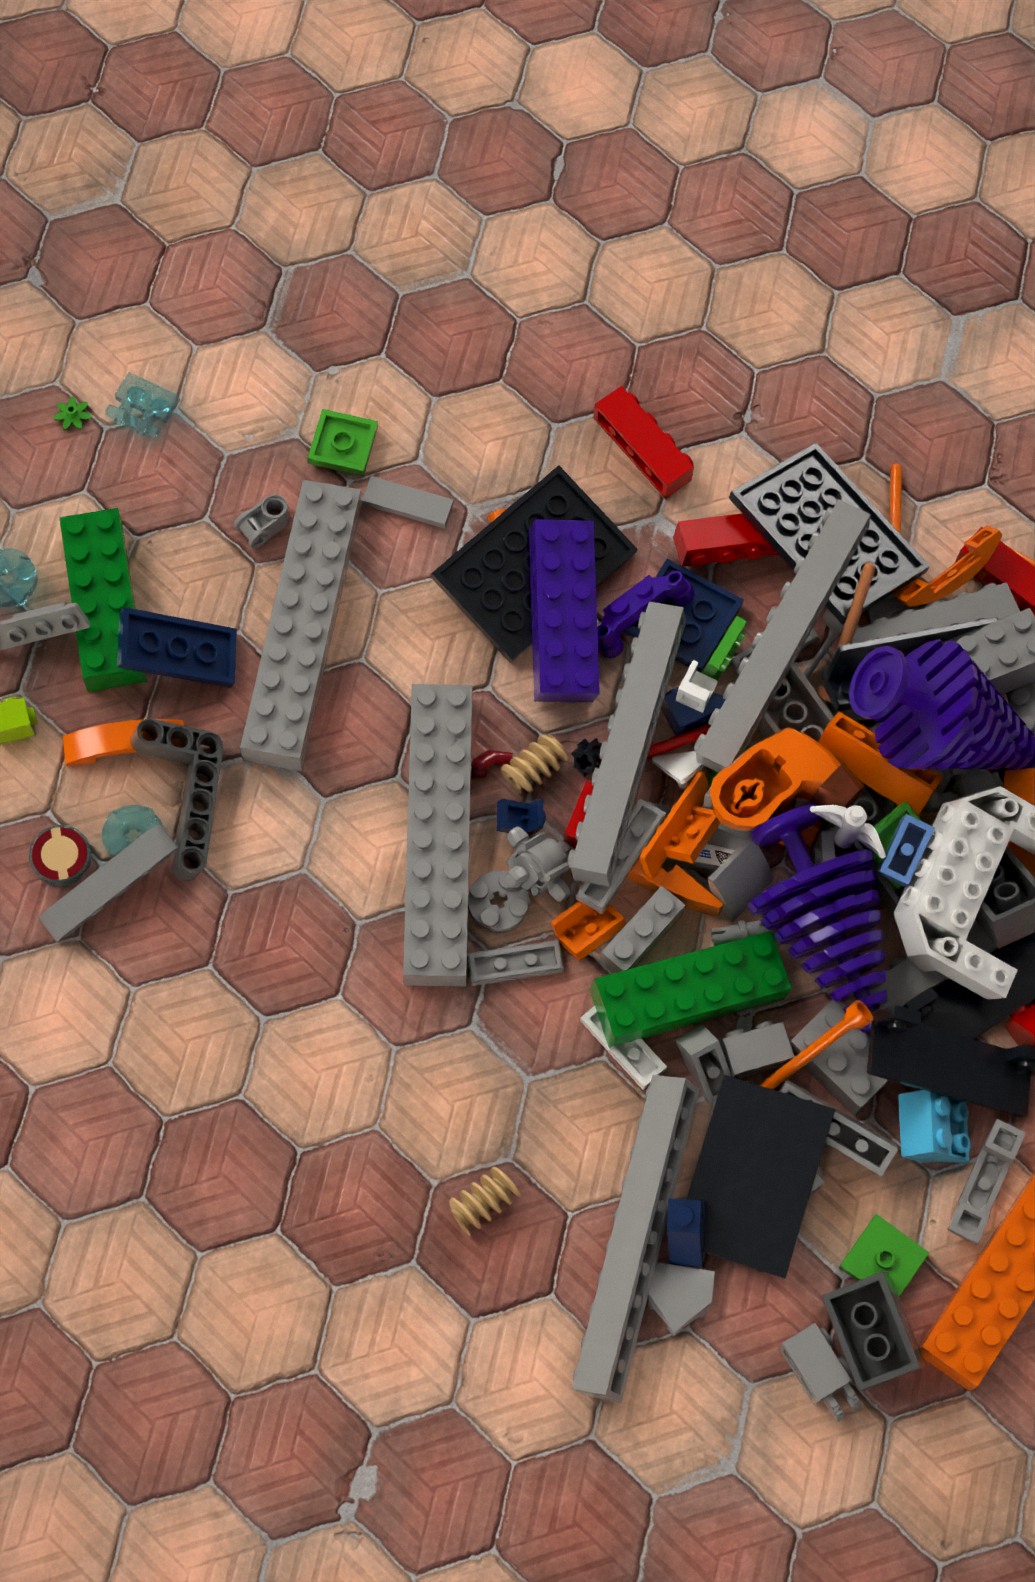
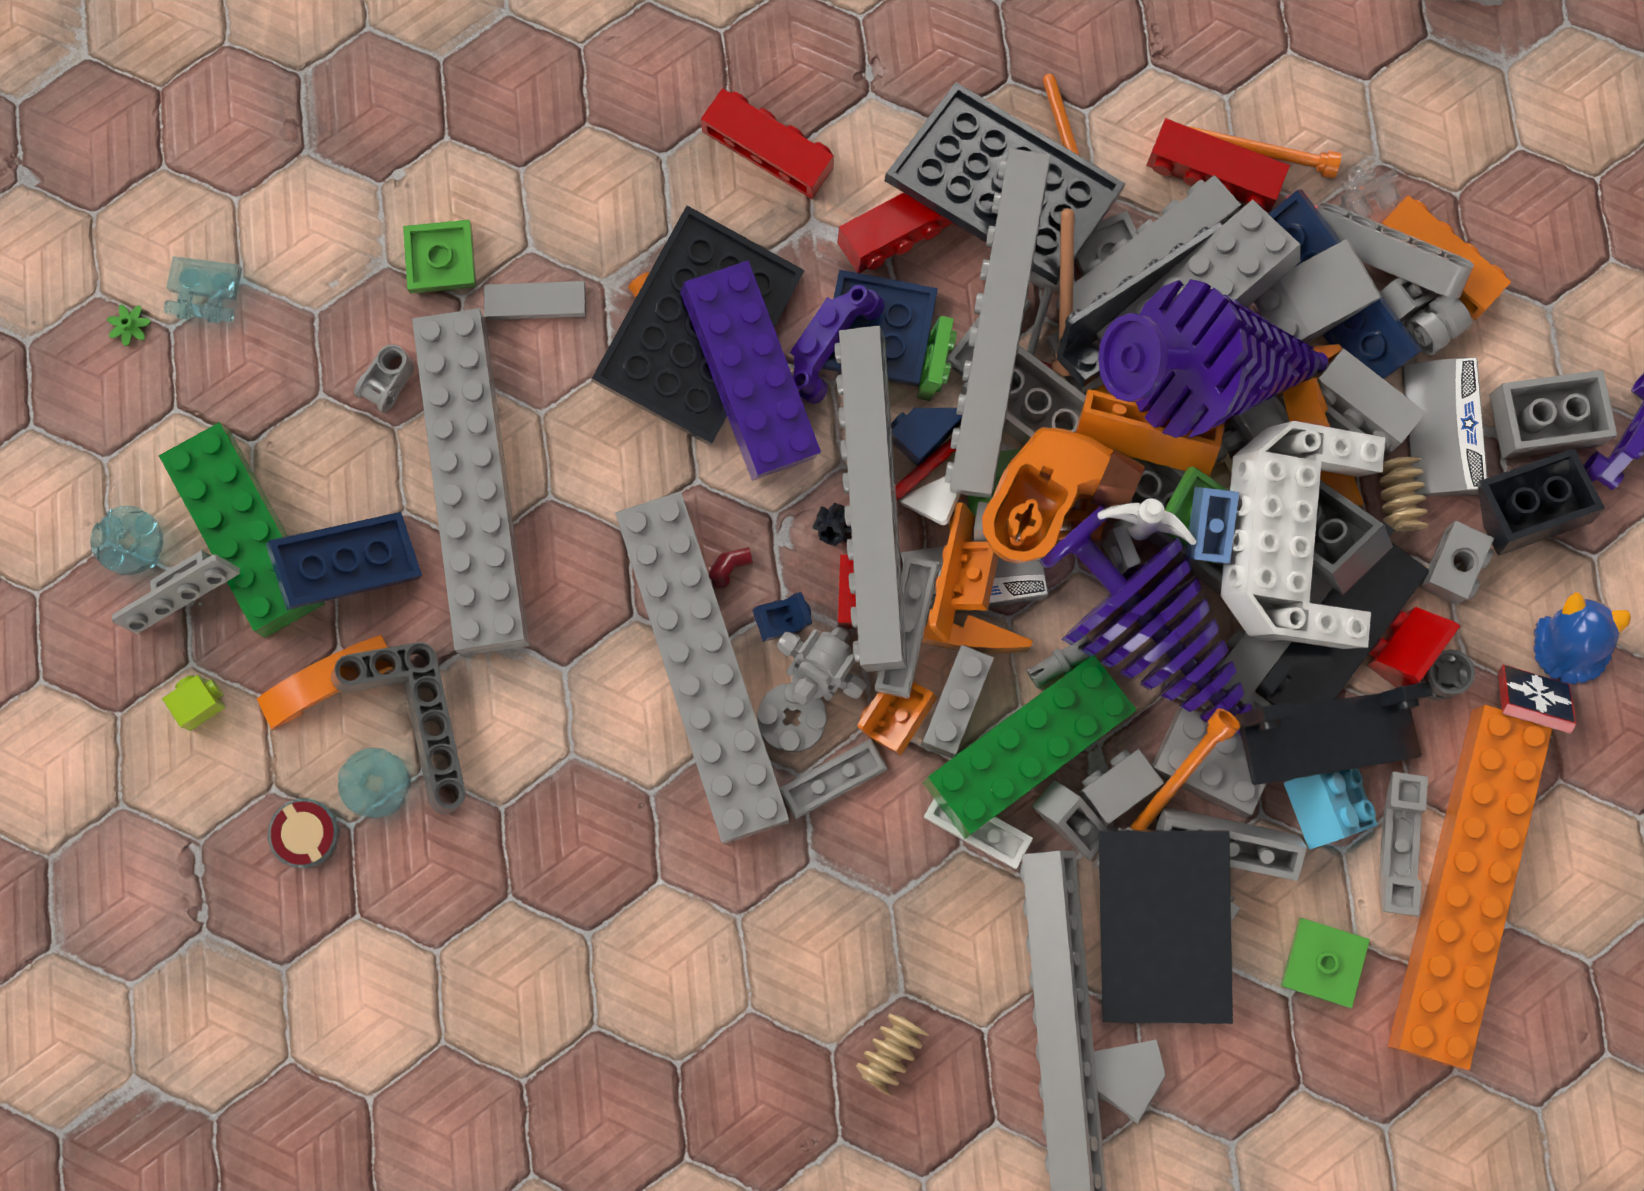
camera: 15 degrees left, 10 degrees up
(108, 883) = (367, 850): light grey beam -> none
(534, 762) = (777, 552): tan piece -> none
(686, 1231) = (1113, 1008): dark blue slope -> none
(696, 688) = (923, 411): white panel -> none
(740, 878) = (1041, 606): light grey slope -> none
(819, 1368) = (1298, 1104): light grey hinge -> none
(873, 1331) = (1344, 1049): dark grey brick -> none
(980, 549) = (1175, 146): orange slope -> none

